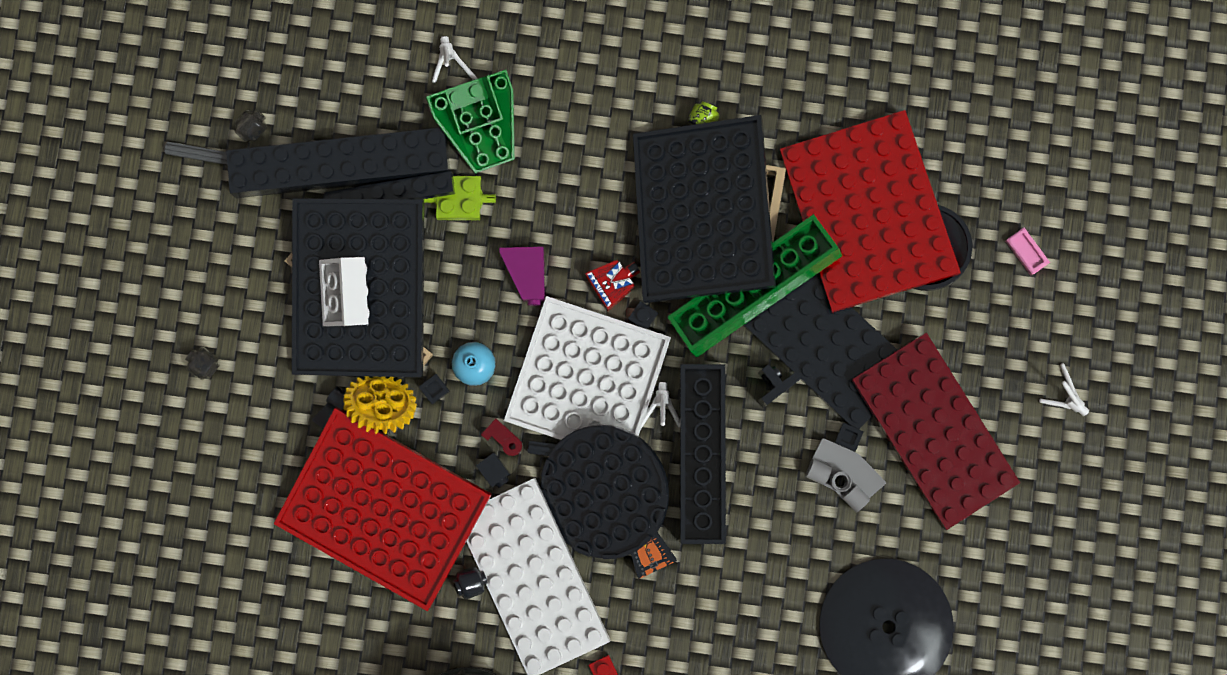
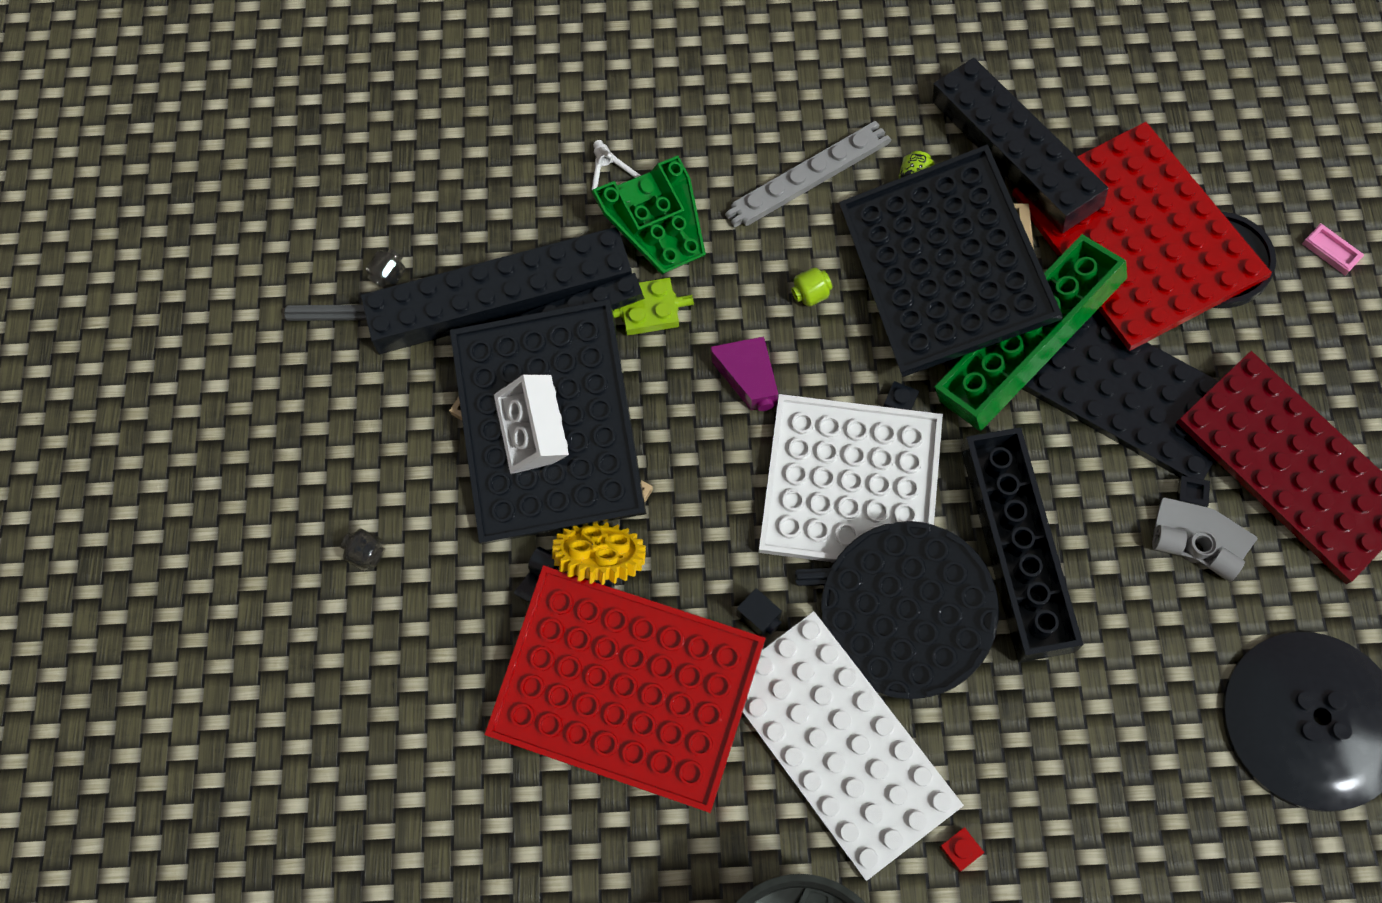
camera: 10 degrees left, 15 degrees down
(434, 389) = (663, 528): black plate -> none
(470, 582) = (758, 764): black head -> none
(481, 370) = (705, 490): medium azure cylinder -> none
(511, 444) = (763, 570): dark red leg -> none
(592, 207) = (811, 286): none -> lime head
(612, 282) = (854, 365): torso -> none
(614, 101) = (807, 175): none -> light grey hinge
(652, 557) = (989, 684): torso -> none
(662, 399) = (950, 491): white plant -> none
(771, 377) = (1086, 440): black bracket -> none
(791, 112) = (1020, 145): none -> black brick

